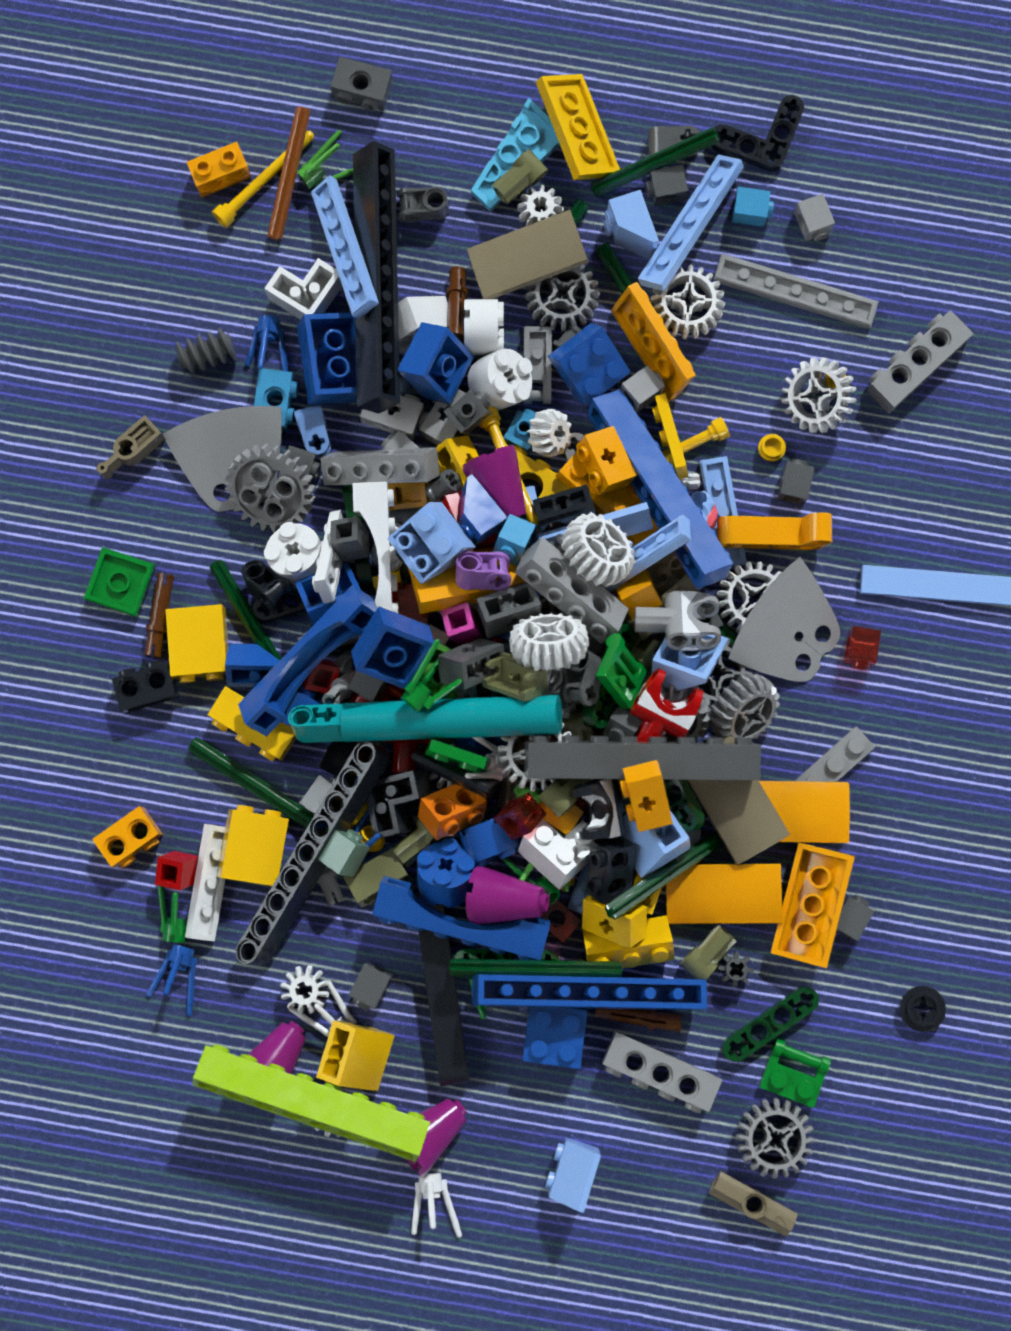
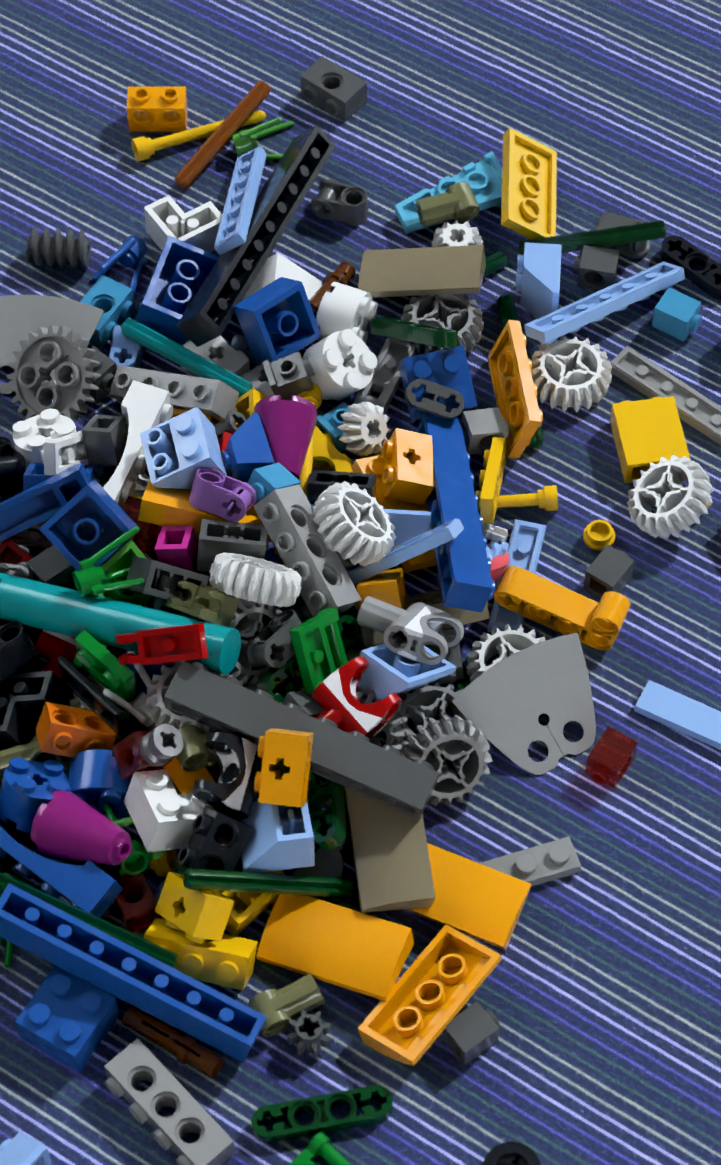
camera: 25 degrees right, 25 degrees down
(372, 426) = (182, 355): none -> teal axle
(507, 735) = (165, 644): none -> red hinge
(535, 817) = (151, 745): none -> flat silver wheel
(551, 325) = (414, 332): none -> dark green beam
(598, 380) = (436, 391): none -> dark grey beam
(776, 339) = (645, 433): none -> yellow brick

